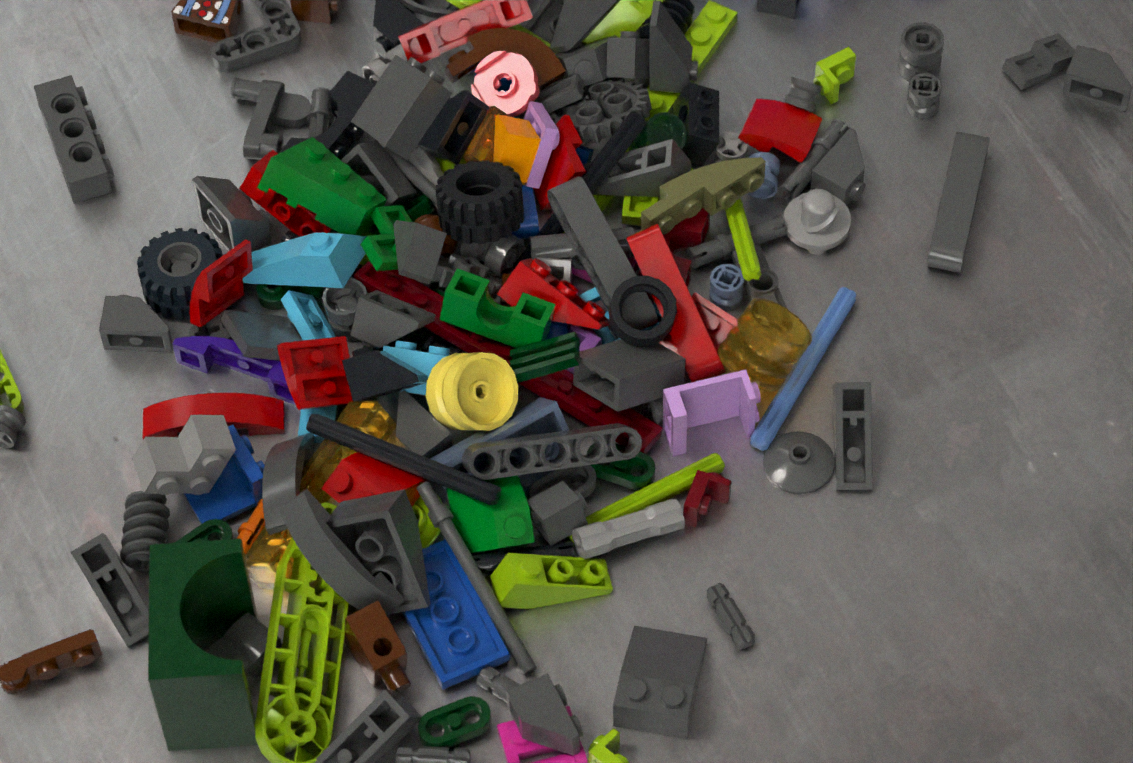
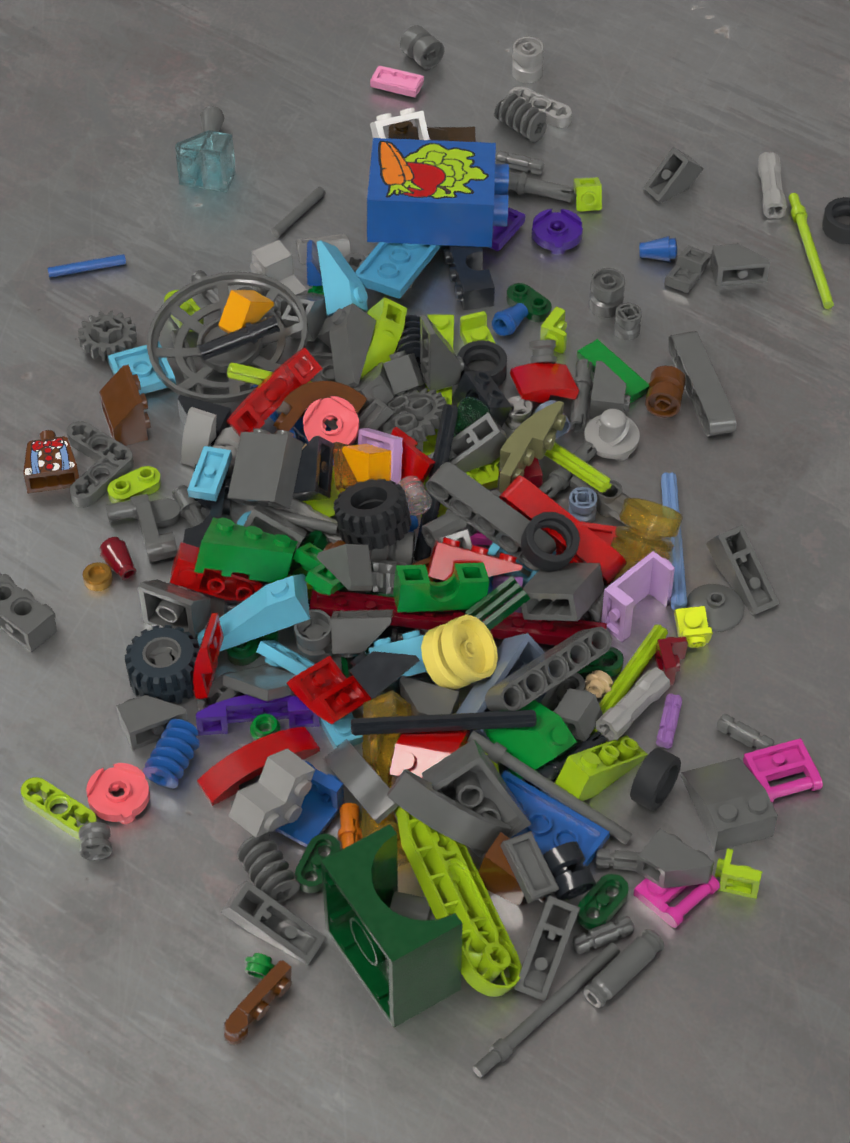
camera: 30 degrees left, 5 degrees down
(61, 404) = (121, 808): none -> coral plate
(74, 623) = (258, 965): none -> green plate
(130, 369) = (172, 753): none -> blue piece
(184, 151) = (97, 576): none -> pearl gold tile
(214, 139) = (117, 556): none -> dark red cone
(239, 378) = (262, 722): none -> green plate
(284, 67) = (138, 482): none -> lime plate
(348, 87) = (209, 473): none -> medium azure plate
(369, 40) = (198, 432): none -> light grey slope
(386, 650) = (529, 867): none -> dark grey tile
(429, 660) = (568, 870): none -> black wheel
(537, 204) = (417, 496): none -> clear wheel
(591, 619) = (655, 779): none -> black tyre
(608, 490) = (598, 683): none -> tan plate
(659, 564) = (669, 721): none -> medium lavender axle
(732, 63) = (485, 351): none -> black tyre
(741, 663) = (780, 762): none -> dark pink plate
(748, 44) = (474, 328): none -> lime bracket
(754, 473) = (693, 625): none -> neon yellow bracket
(793, 41) = (508, 320): none -> blue cone
(829, 23) = (538, 306): none -> dark green plate
(875, 149) = (596, 350): none -> green tile
(909, 193) = (665, 391): none -> reddish brown wheel
(1022, 25) = (659, 249): none -> blue cone

